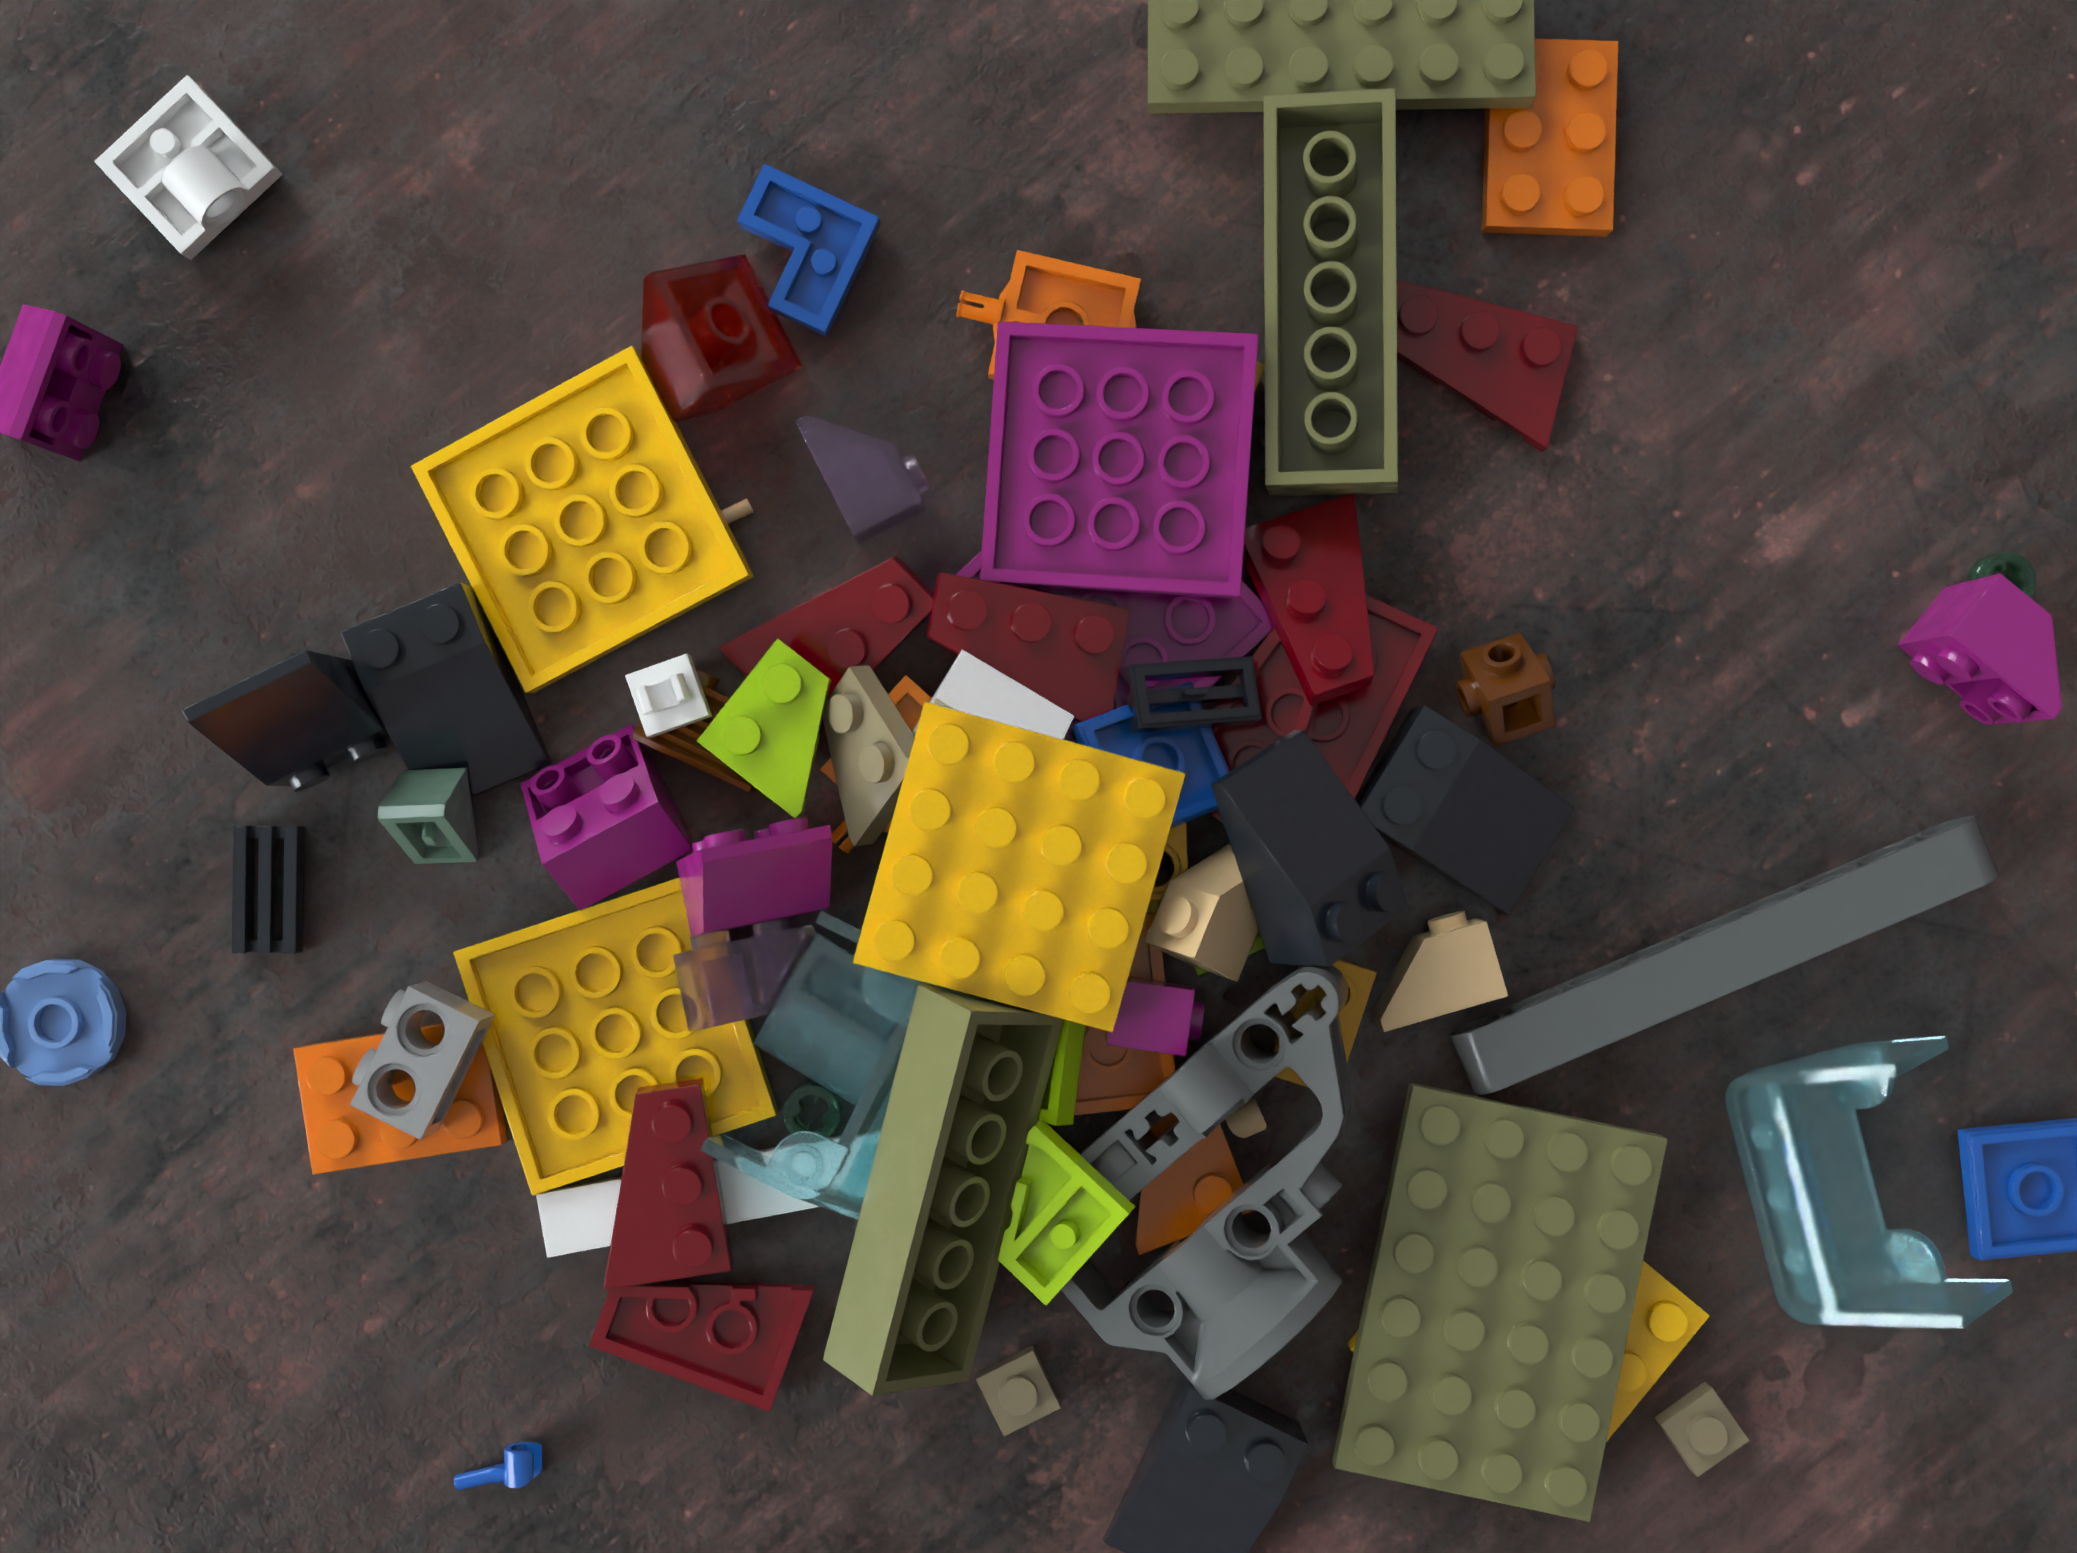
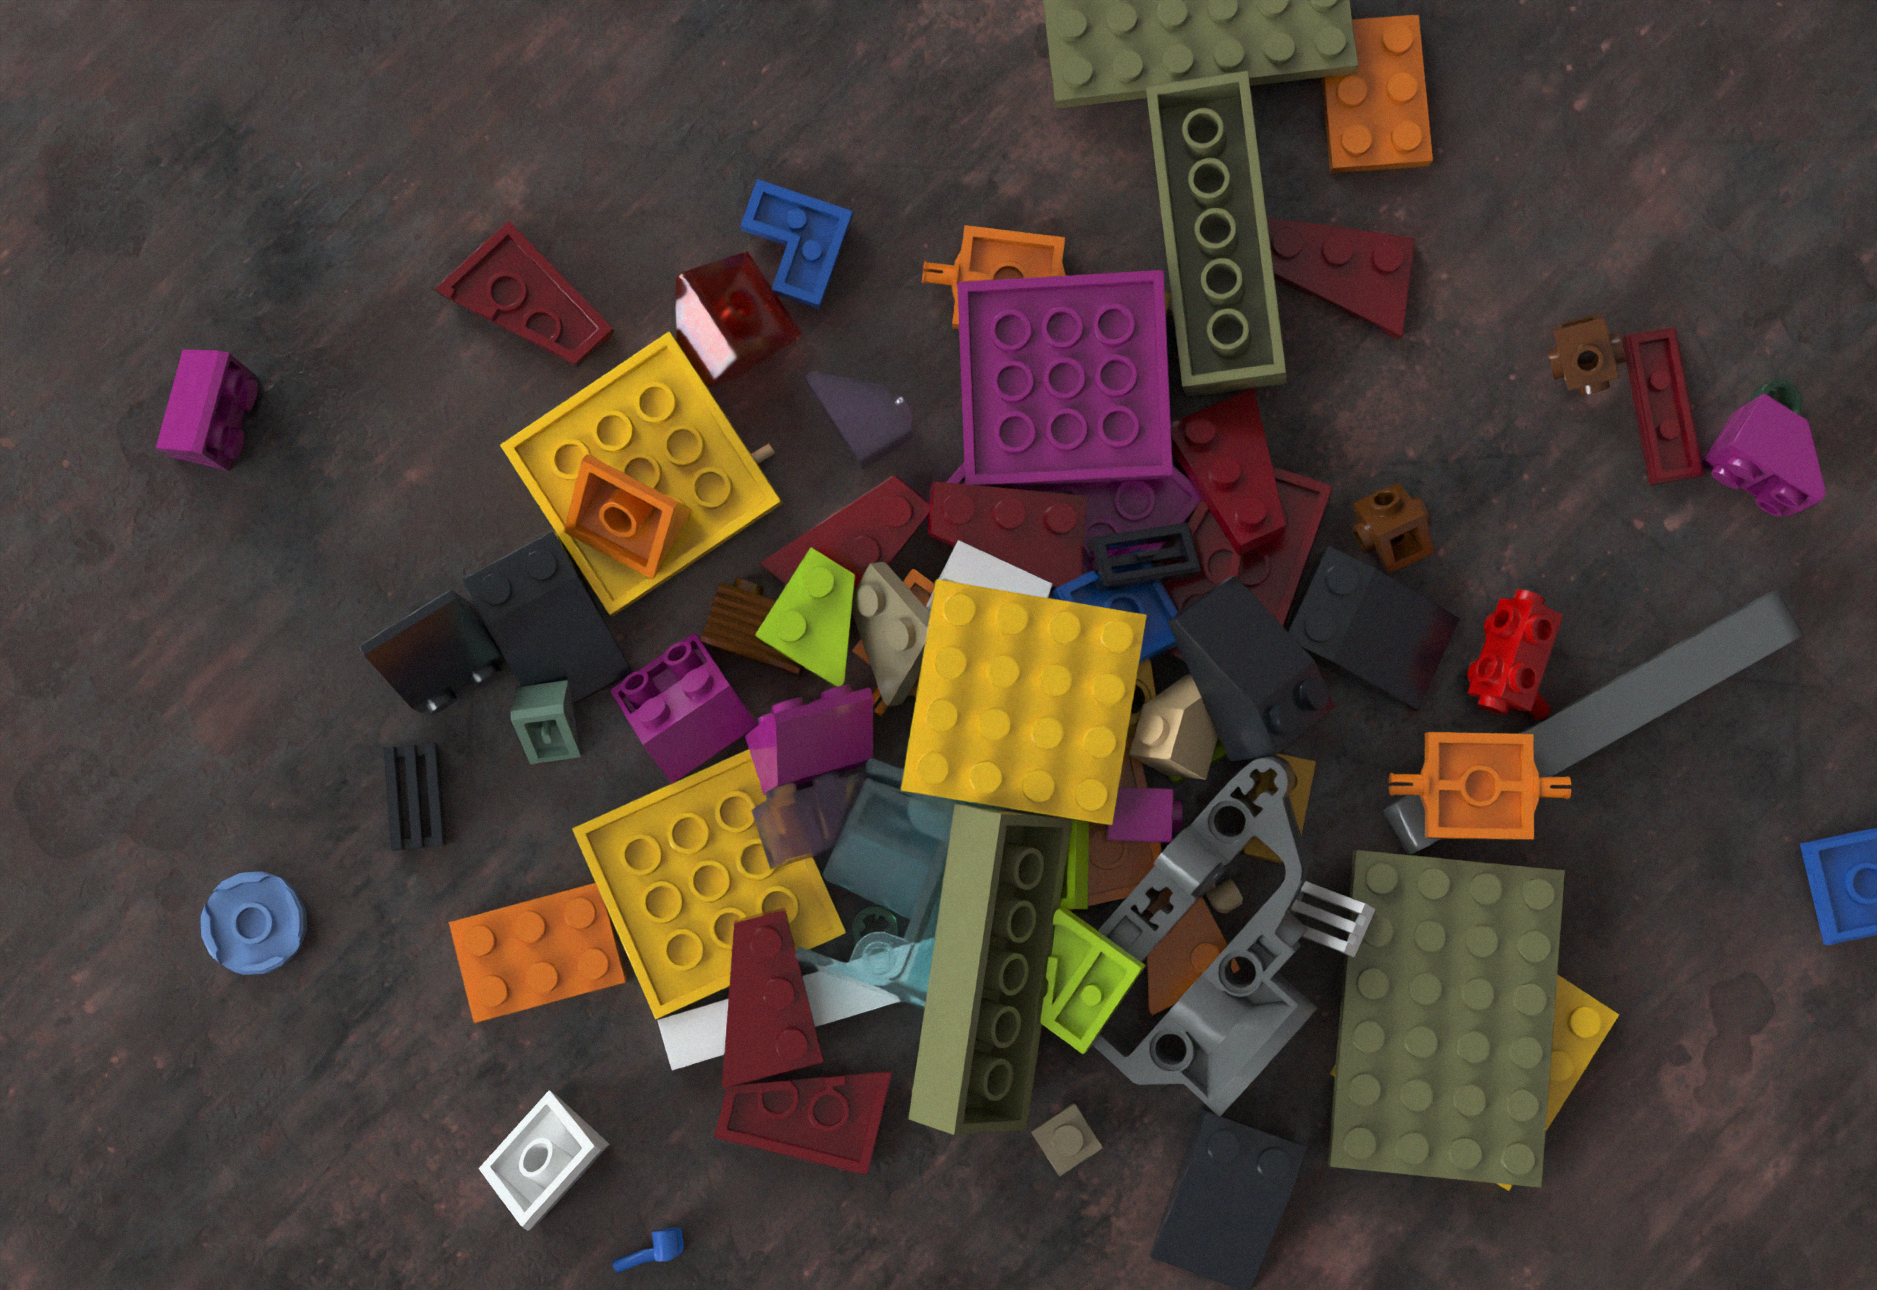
camera: 10 degrees left, 5 degrees down
(188, 167) = (299, 229): white plate -> none
(378, 1349) = (542, 1159): none -> white slope
(434, 1067) = (572, 919): light grey brick -> none
(464, 281) = (527, 296): none -> dark red wing
(551, 572) = (623, 517): none -> orange slope
(668, 695) = (728, 602): white tile -> none
(1401, 1188) = (1356, 929): none -> white tile
(1441, 973) = (1368, 758): tan slope -> none
(1576, 1026) = (1479, 786): none -> orange plate
(1638, 863) = (1515, 656): none -> red brick
(1701, 1429) = (1625, 1110): dark tan plate -> none
(1772, 473) = (1580, 336): none -> reddish brown brick
(1820, 1200) = (1694, 905): clear light blue windscreen -> none
(1859, 570) = (1662, 406): none -> dark red tile

